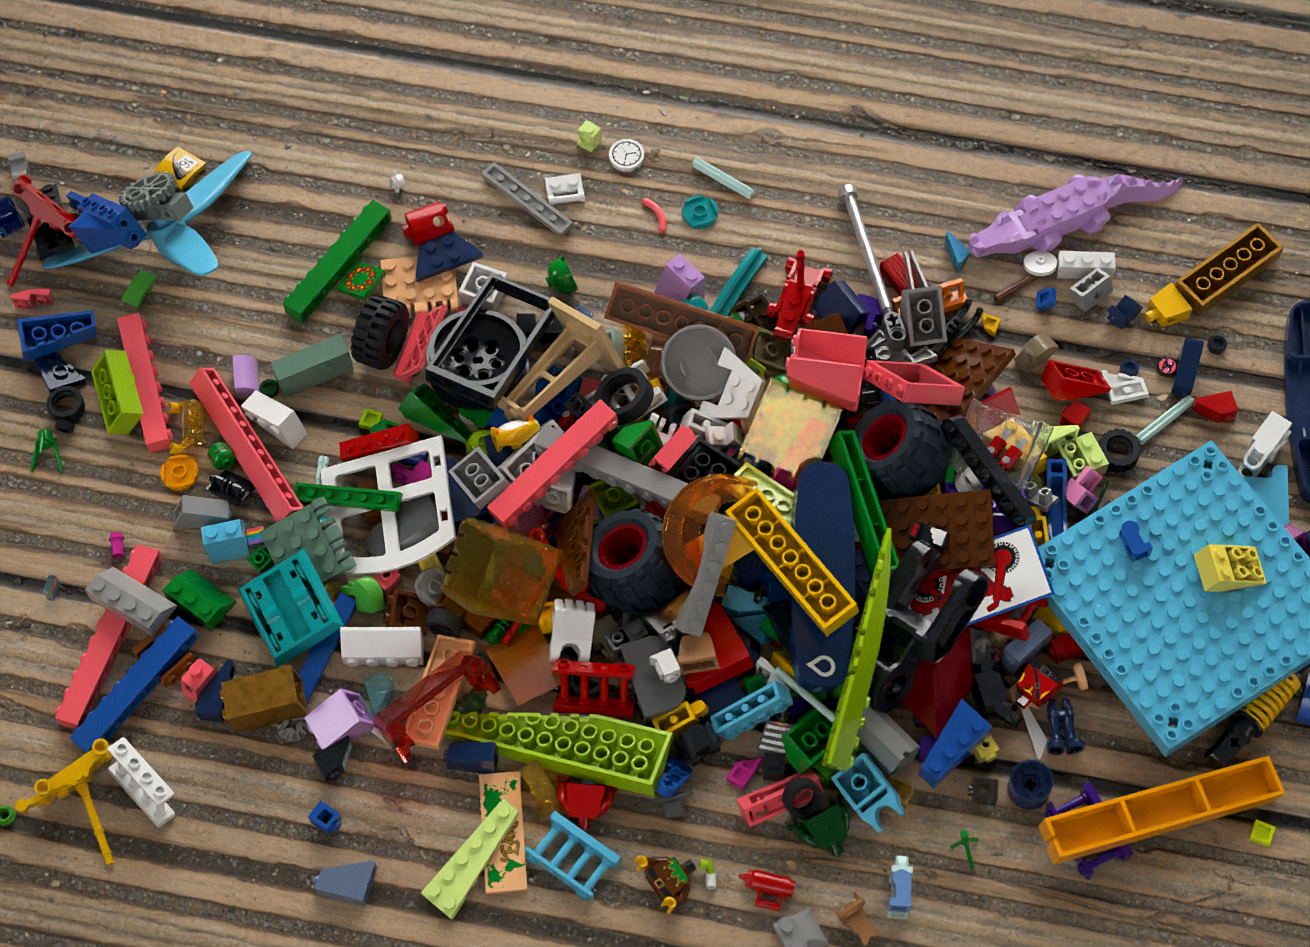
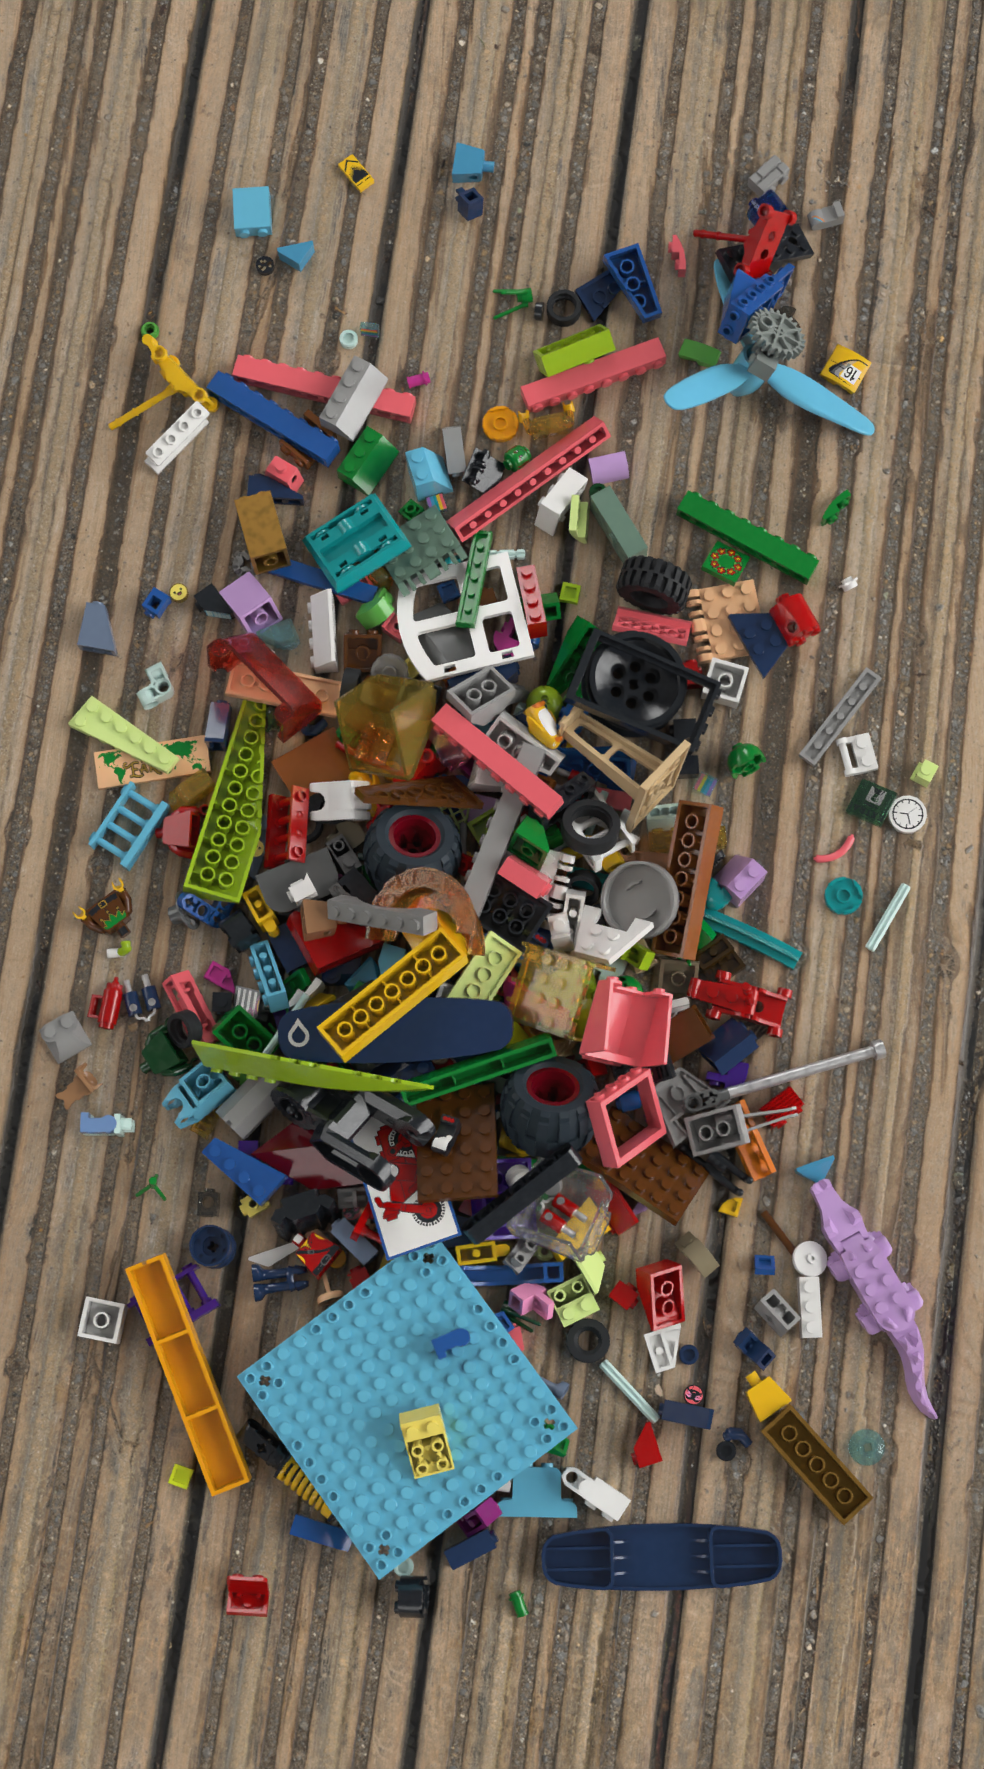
camera: 90 degrees right, 15 degrees up
(56, 612) = (348, 339): none -> light aqua tile
(297, 399) = (579, 519): none -> yellowish green slope
(314, 796) = (178, 593): none -> light yellow tile
(321, 187) = (832, 511): none -> green slope
(353, 531) = (448, 591): none -> blue tile
(408, 821) = (151, 695): none -> light aqua piece
(613, 180) = (871, 803): none -> clear green tile
(761, 843) = (150, 997): none -> dark blue piece
(1106, 900) = (102, 1320): none -> white brick
(1202, 332) = (737, 1434): none -> dark blue arm
(1206, 240) = (857, 1450): none -> clear light blue piece

